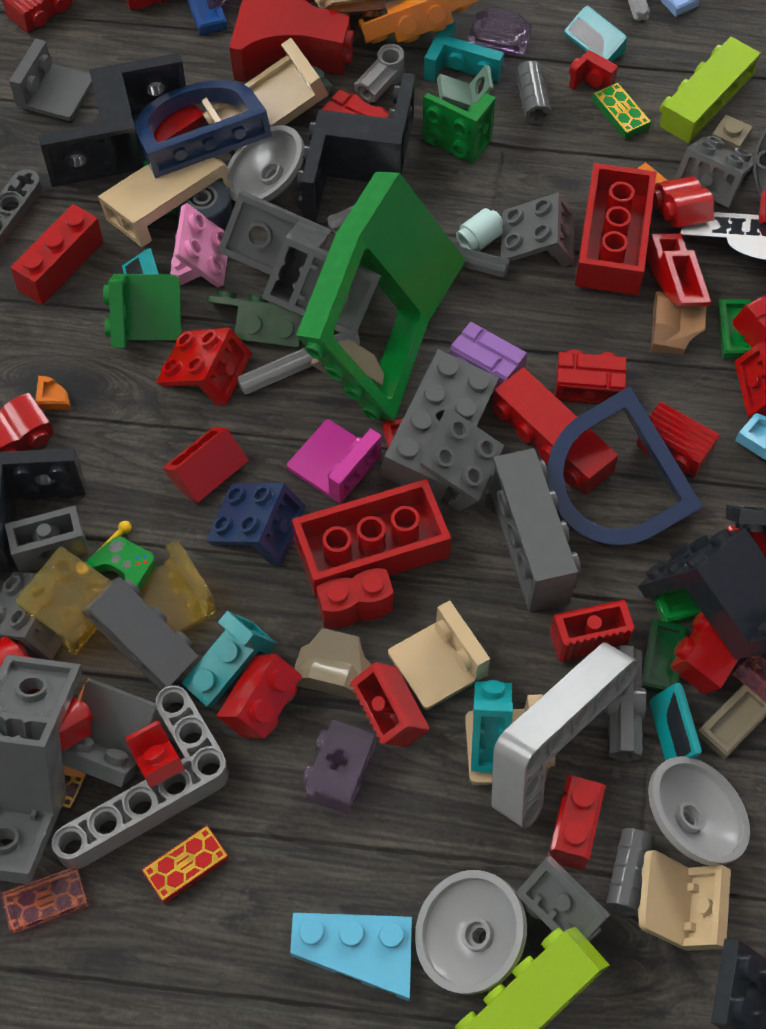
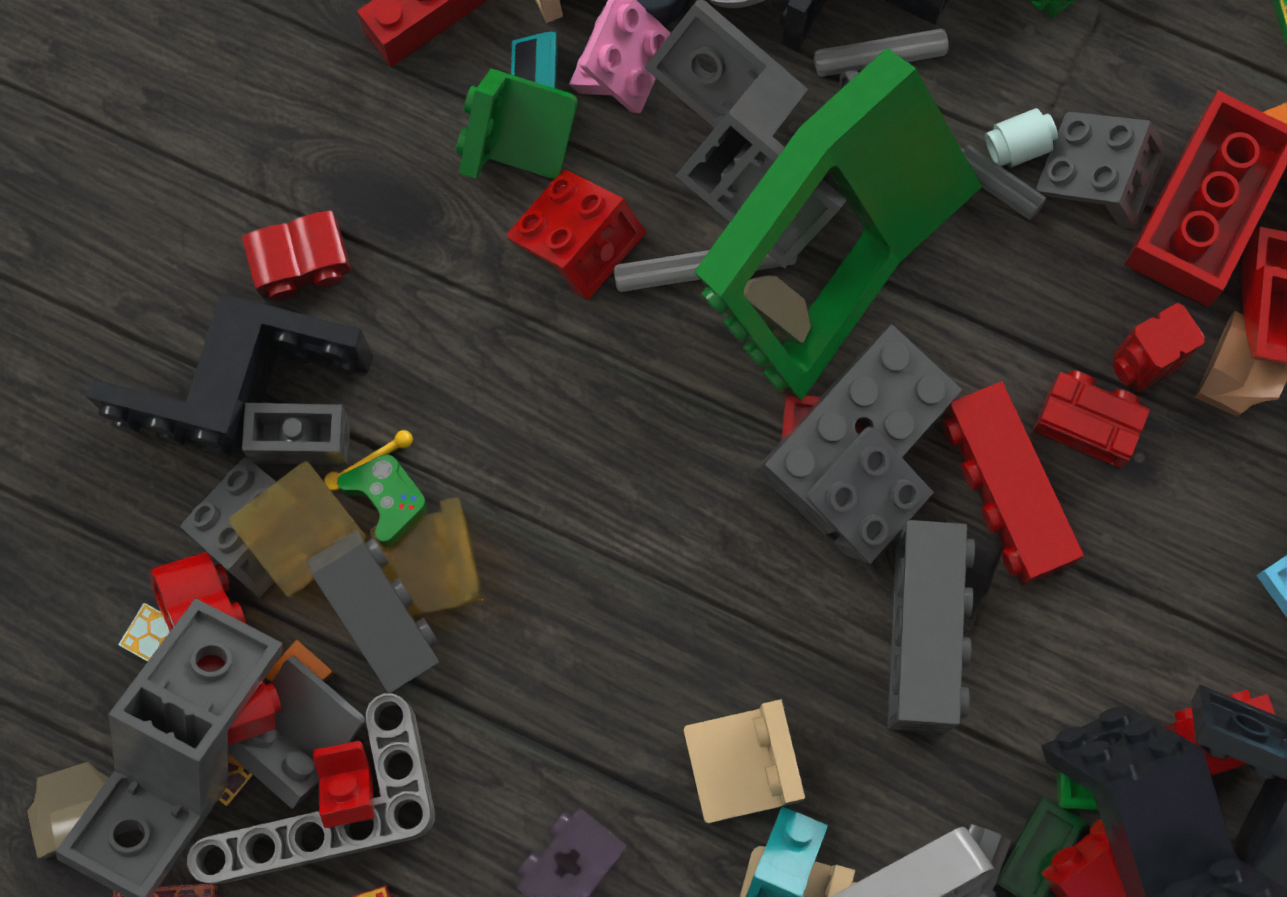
camera: 20 degrees right, 15 degrees up
(51, 395) = (363, 212): orange tile -> none
(206, 463) = (534, 382): red brick -> none
(227, 658) = (479, 672): teal bracket -> none
(259, 518) = (575, 487): dark blue bracket -> none
(260, 696) = (499, 742): red brick -> none
(261, 320) = (661, 192): dark green bracket -> none
(331, 663) = (608, 724): dark tan slope -> none
(336, 459) = (704, 430): dark pink bracket -> none
(362, 597) = (649, 643): red brick -> none
(381, 531) = (760, 558): red brick -> none
(389, 705) = (658, 810): red brick -> none
(488, 352) = (960, 343): medium lavender brick -> none
(584, 629) = (955, 794): red brick -> none
(616, 319) = (1157, 348): none -> red brick
(625, 402) = (1082, 669): dark blue window -> none
(684, 437) = (1175, 551): red brick -> none

